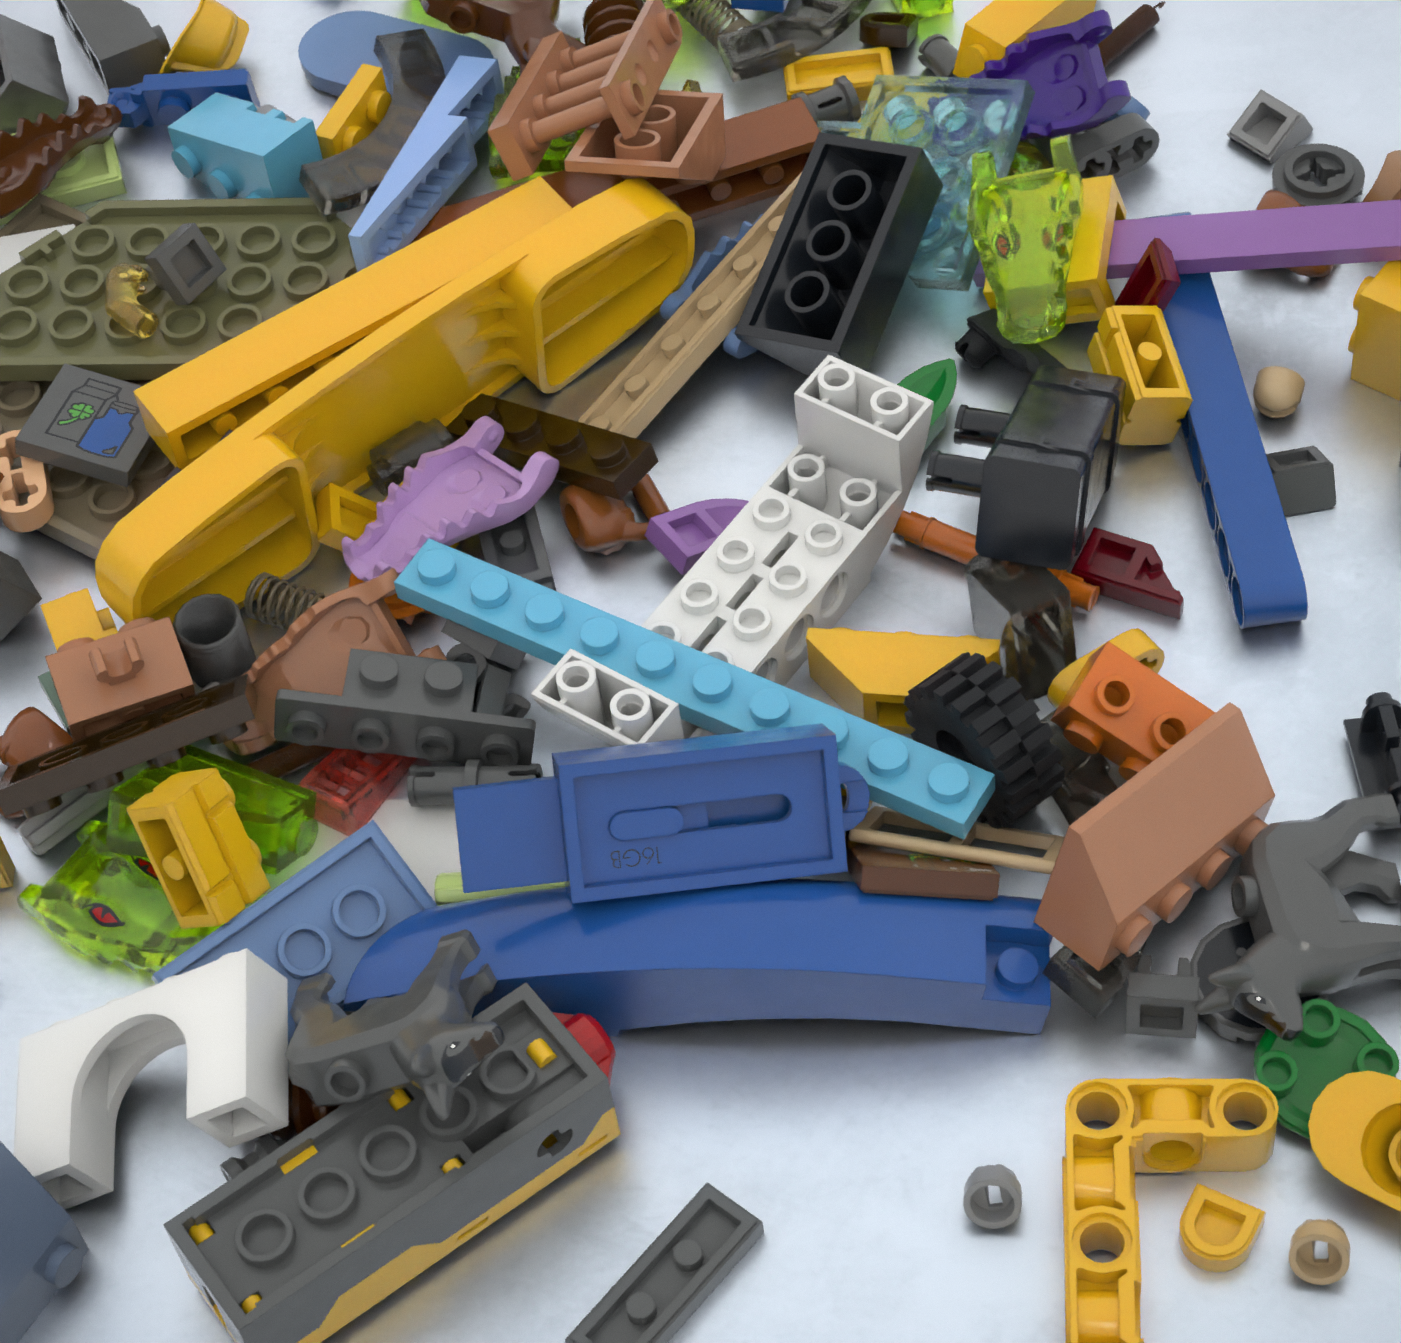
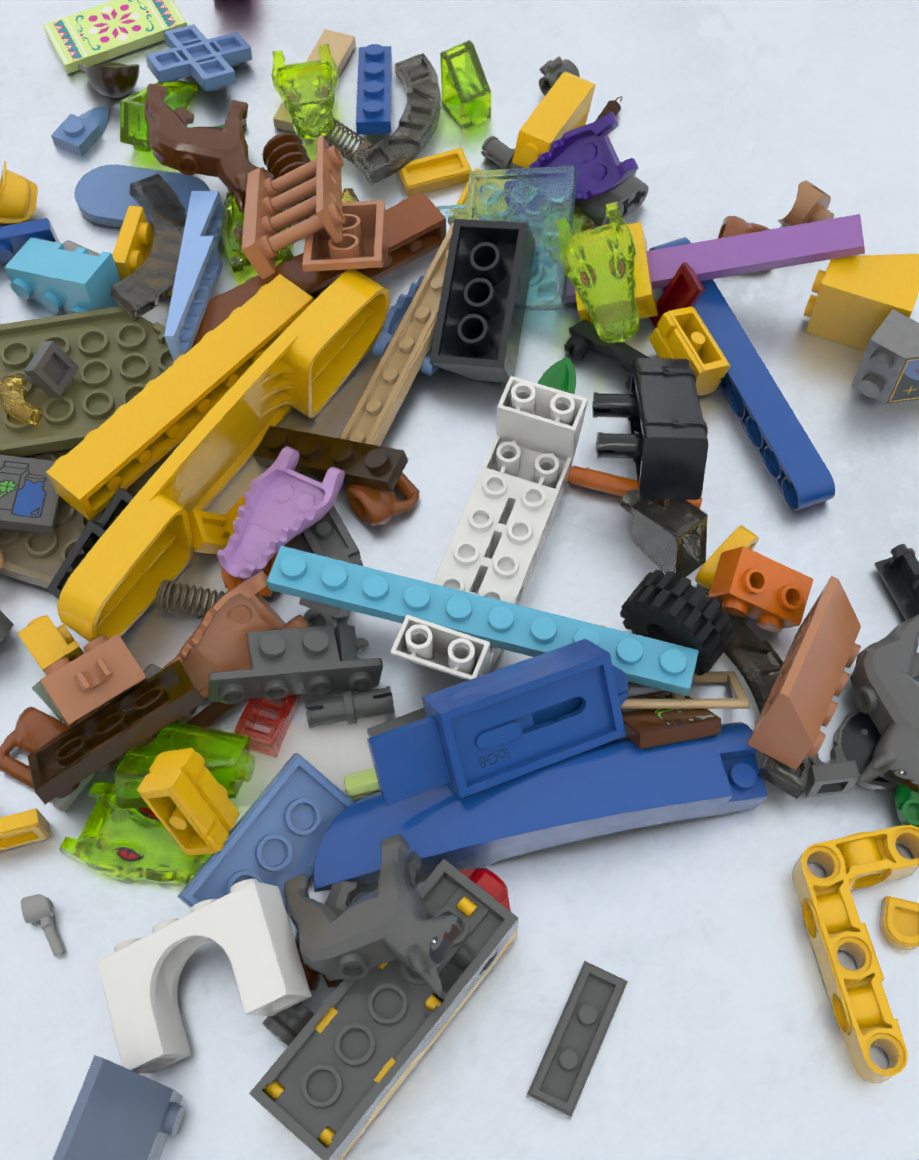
camera: 20 degrees left, 10 degrees up
(213, 639) = (141, 619): dark grey piece -> none
(404, 449) = (236, 478): clear smoke brick -> none
(691, 529) = (444, 500): medium lavender plate -> none
(834, 102) = (442, 180): dark grey bush -> none
(875, 670) = (597, 583): yellow slope -> none
(888, 29) = (457, 136): dark brown tile -> none
(976, 1196) = (769, 940): light grey hinge -> none
(1128, 572) = (723, 488): dark red tile -> none
(1269, 127) = (709, 172): light grey slope -> none
(1277, 391) = (770, 348): tan hinge -> none
(1303, 480) = (804, 402): dark grey slope -> none
(1330, 164) = (753, 193): dark grey gear -> none

